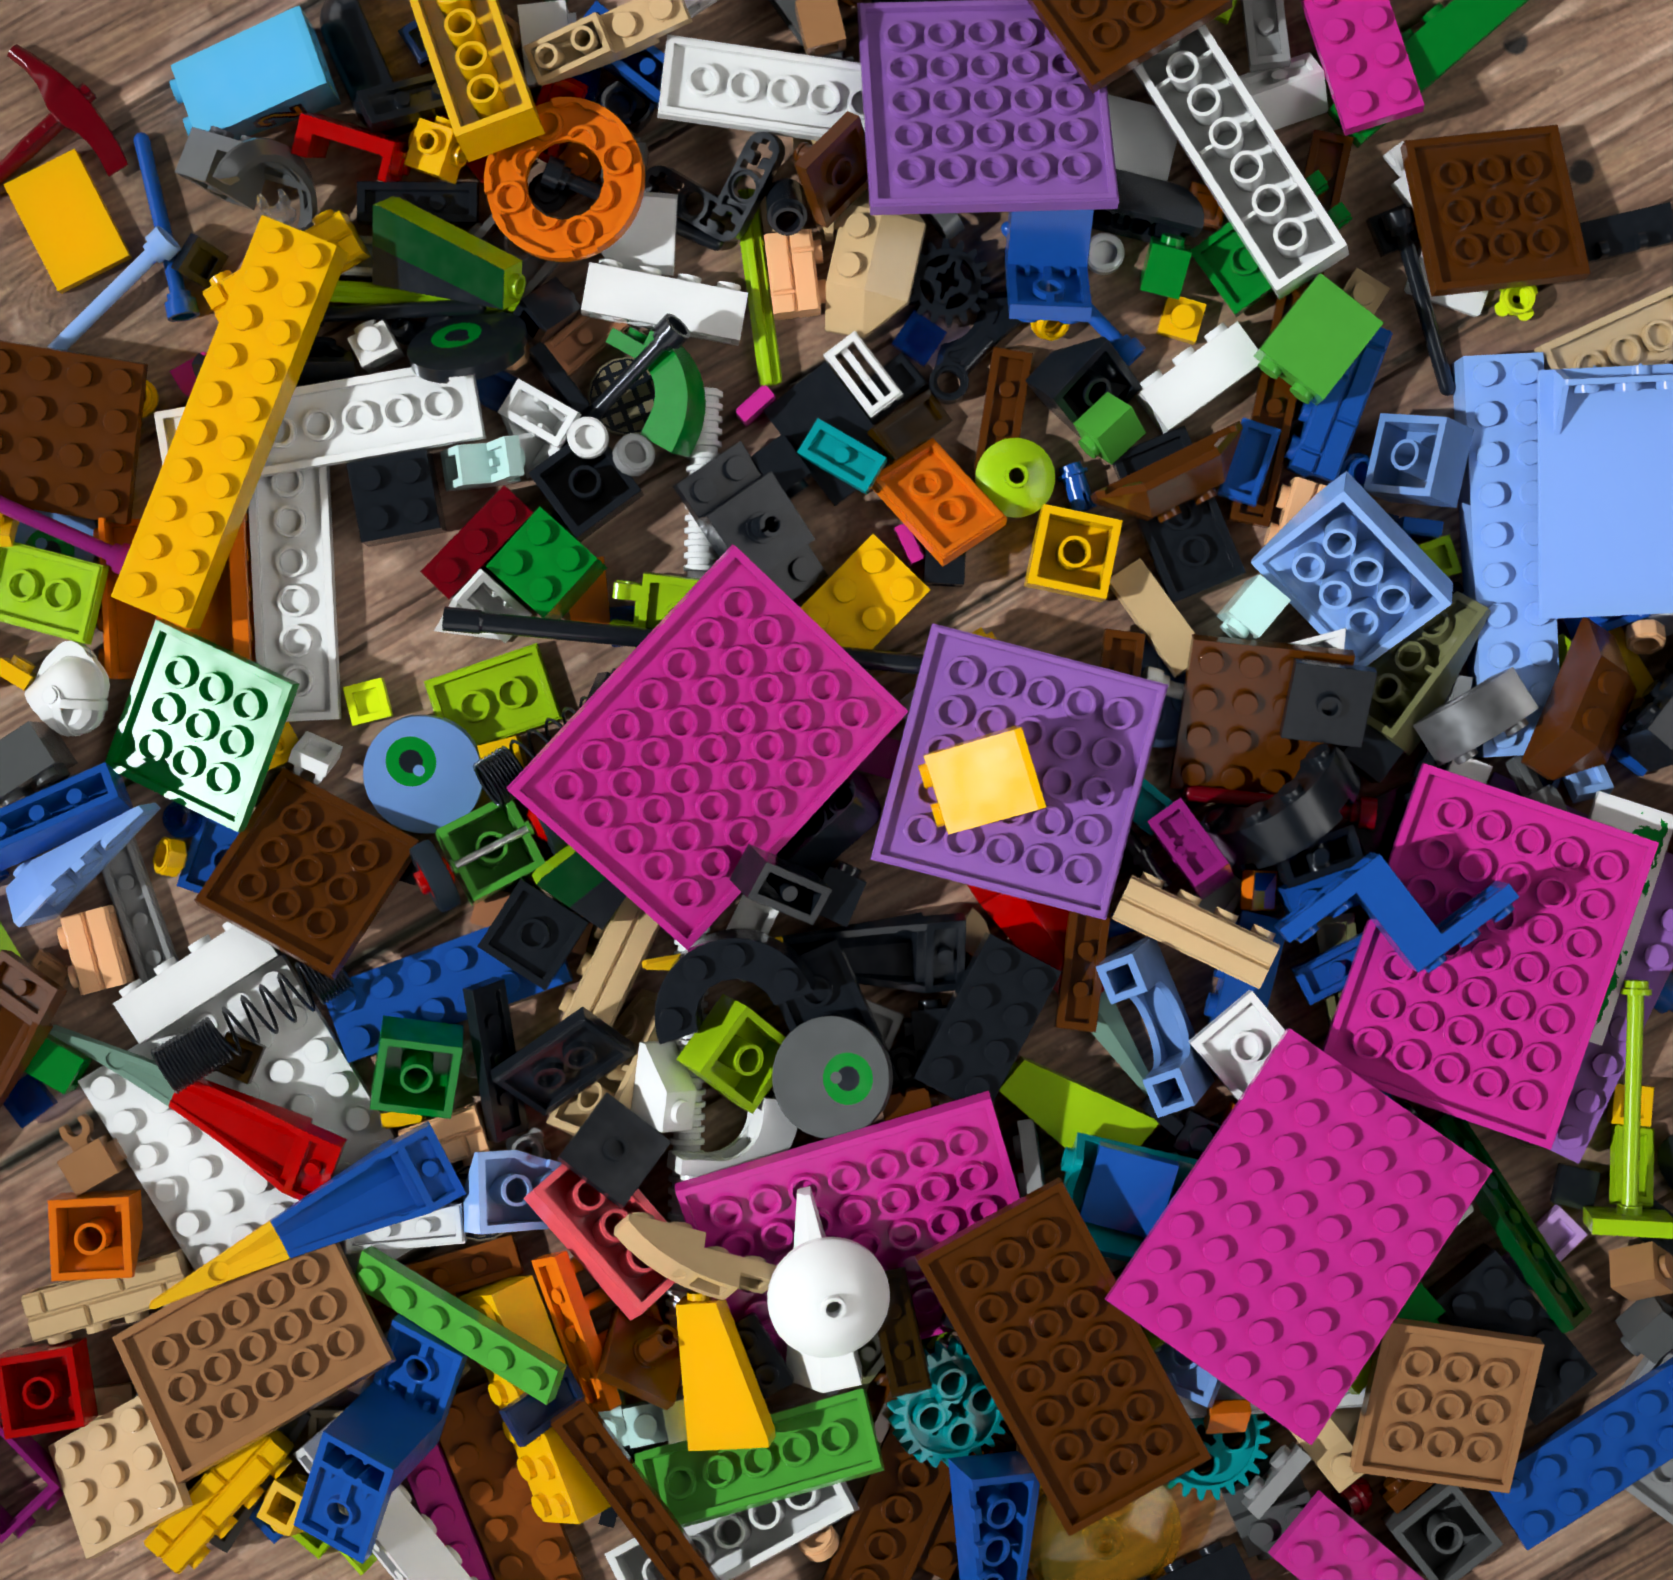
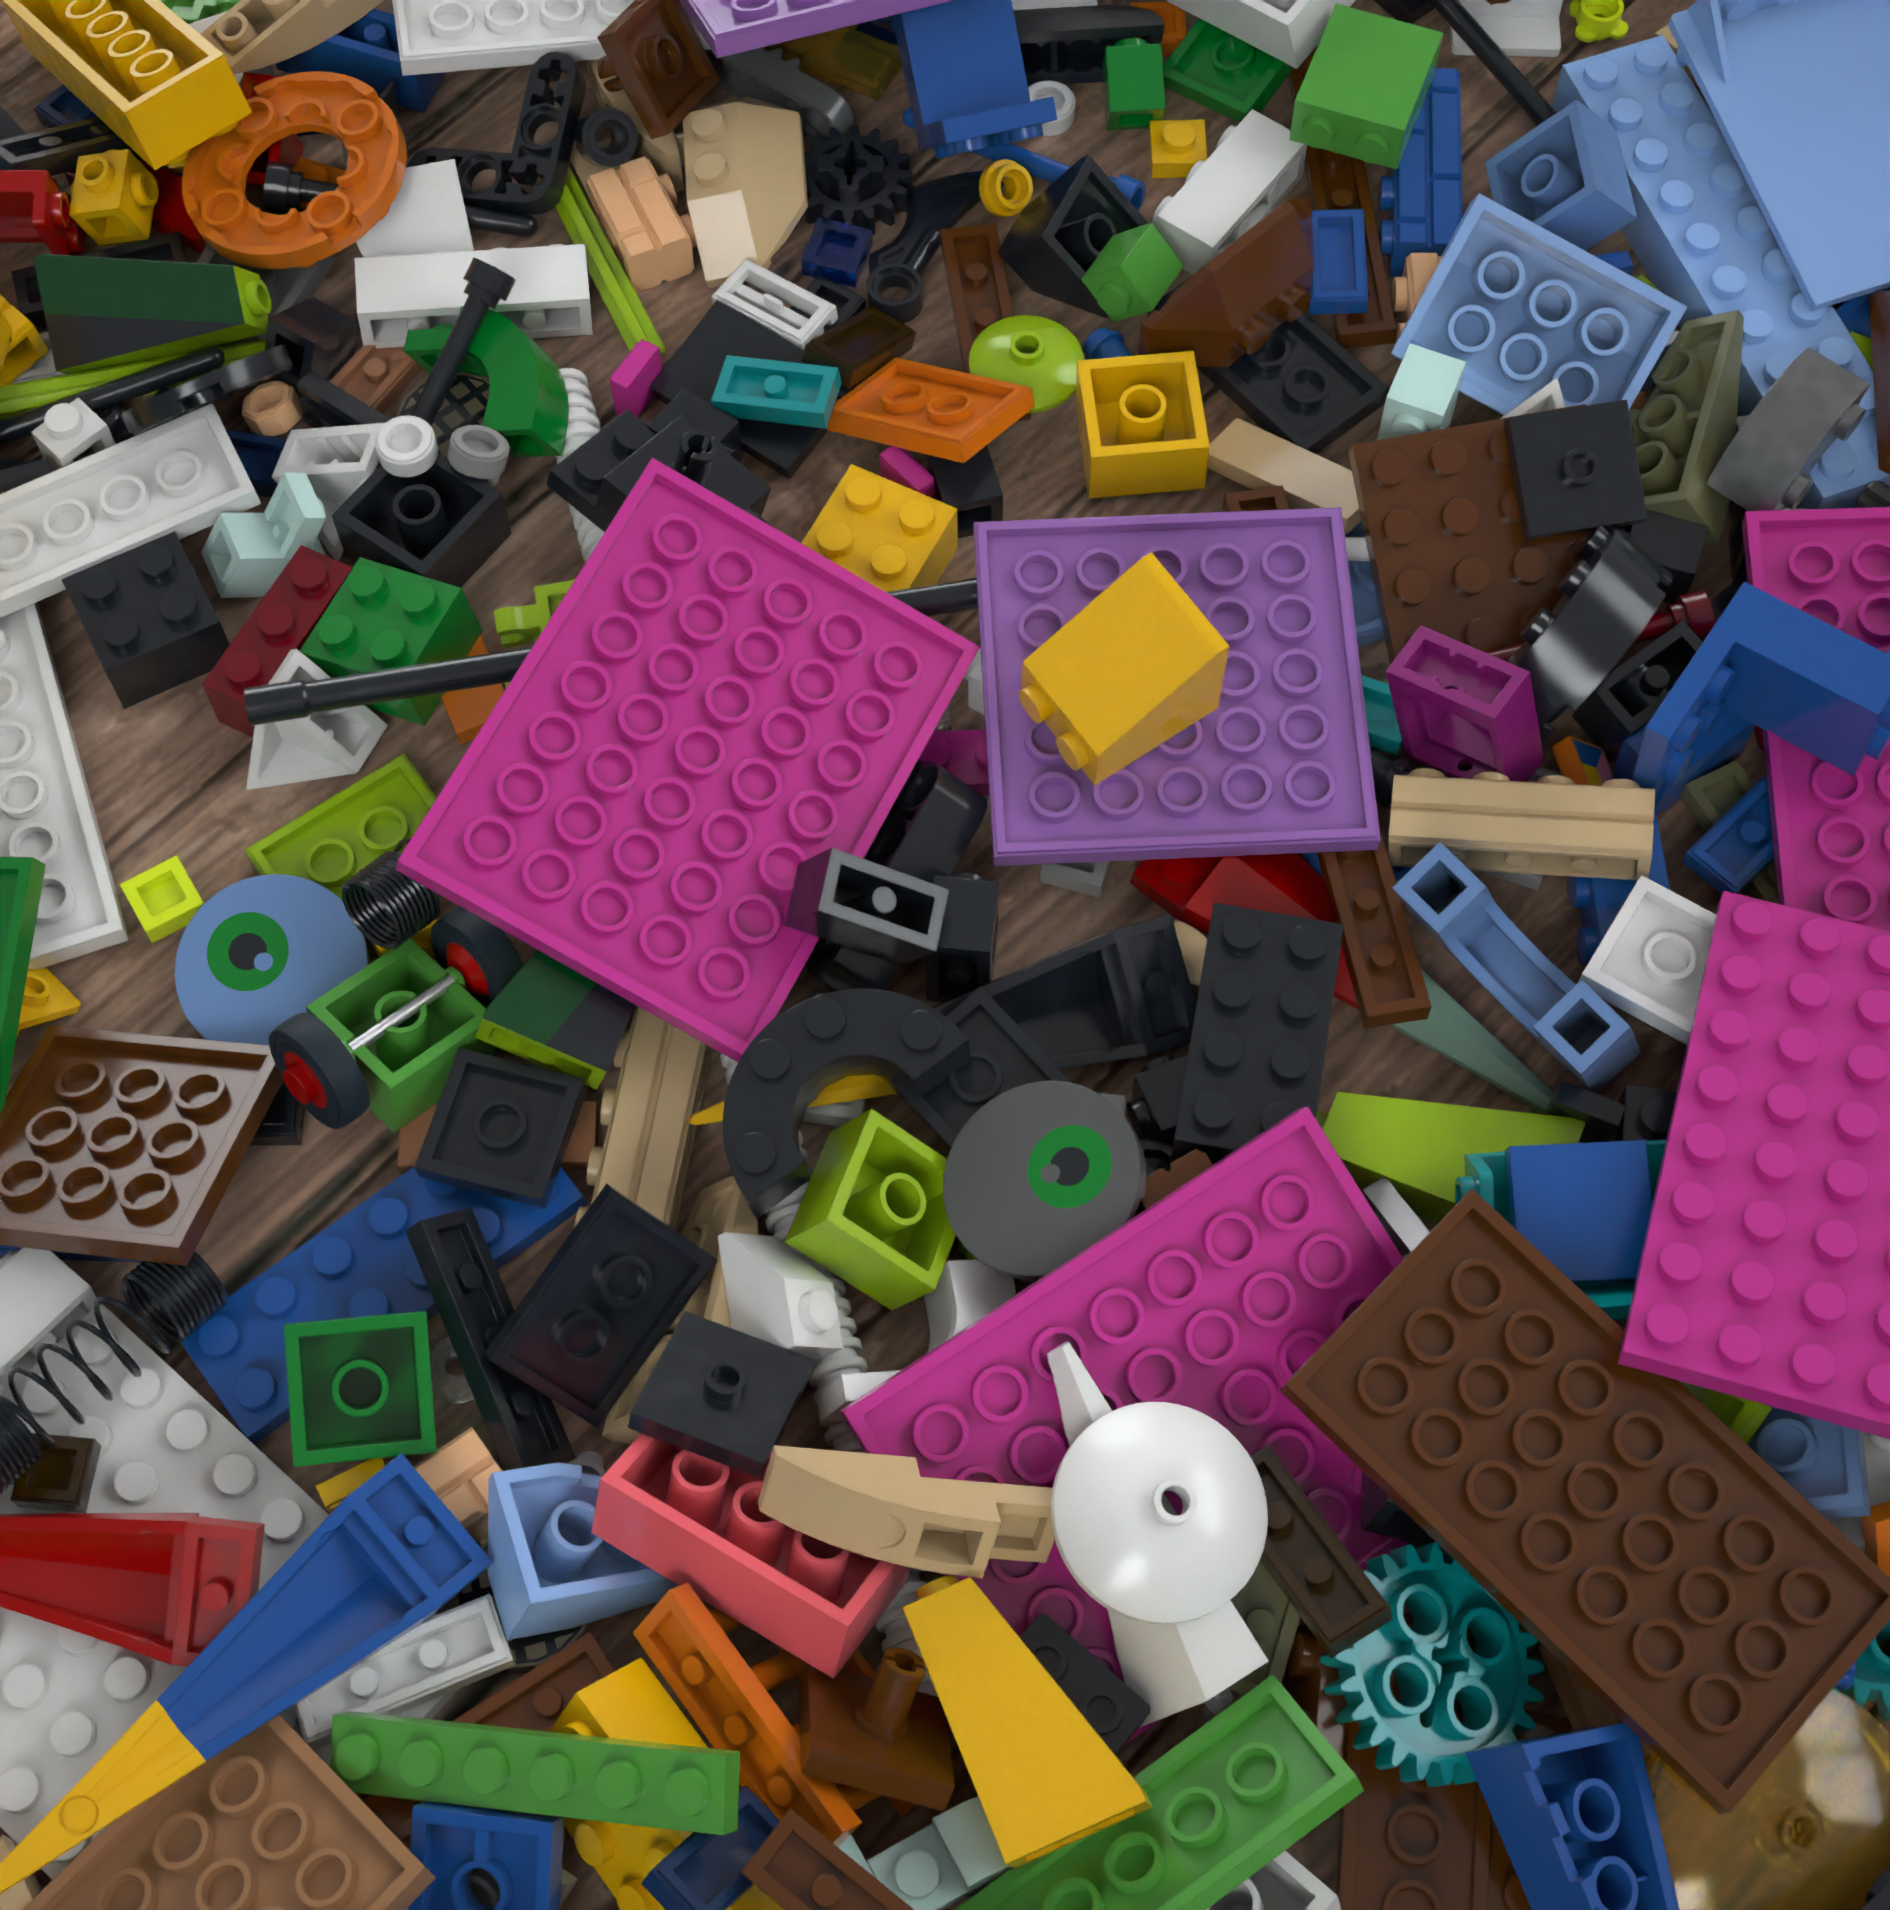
camera: 20 degrees left, 25 degrees down
(314, 755) = (95, 992): white tile -> none

